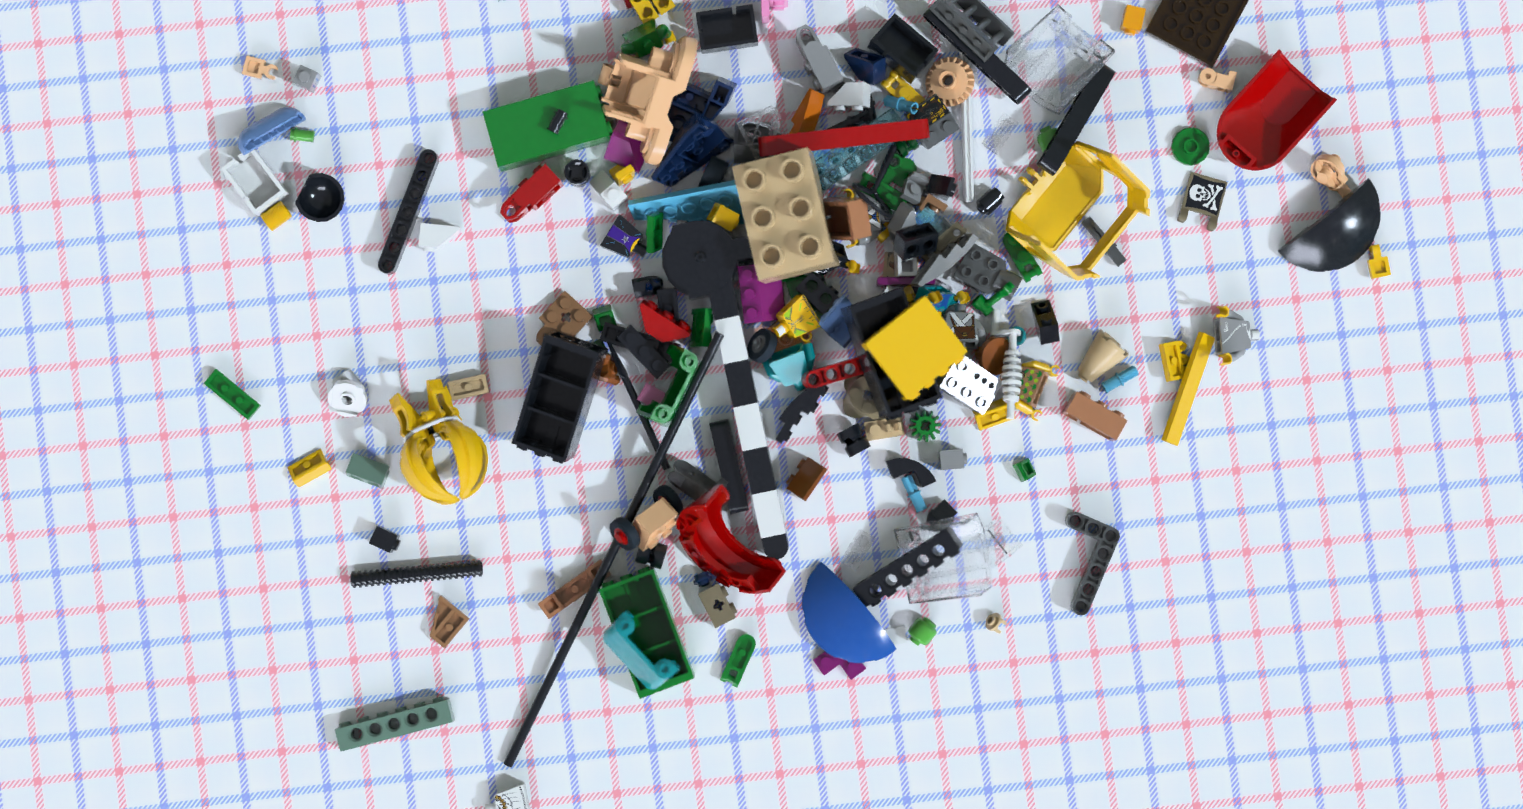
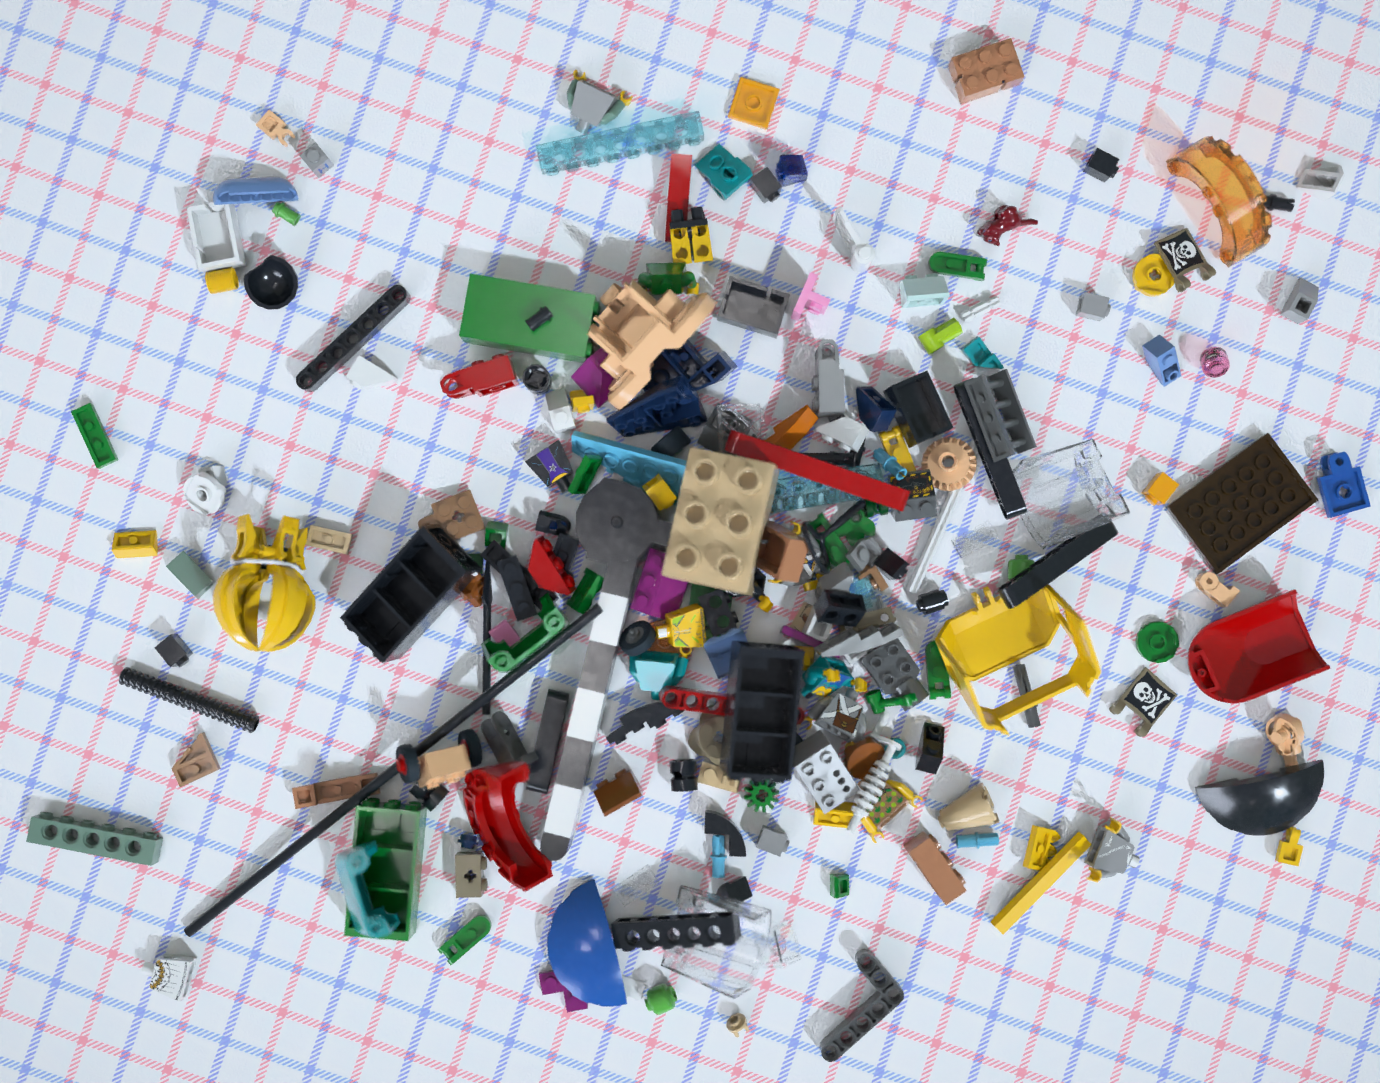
camera: 25 degrees right, 0 degrees up
(915, 348) = (787, 719): yellow panel -> none

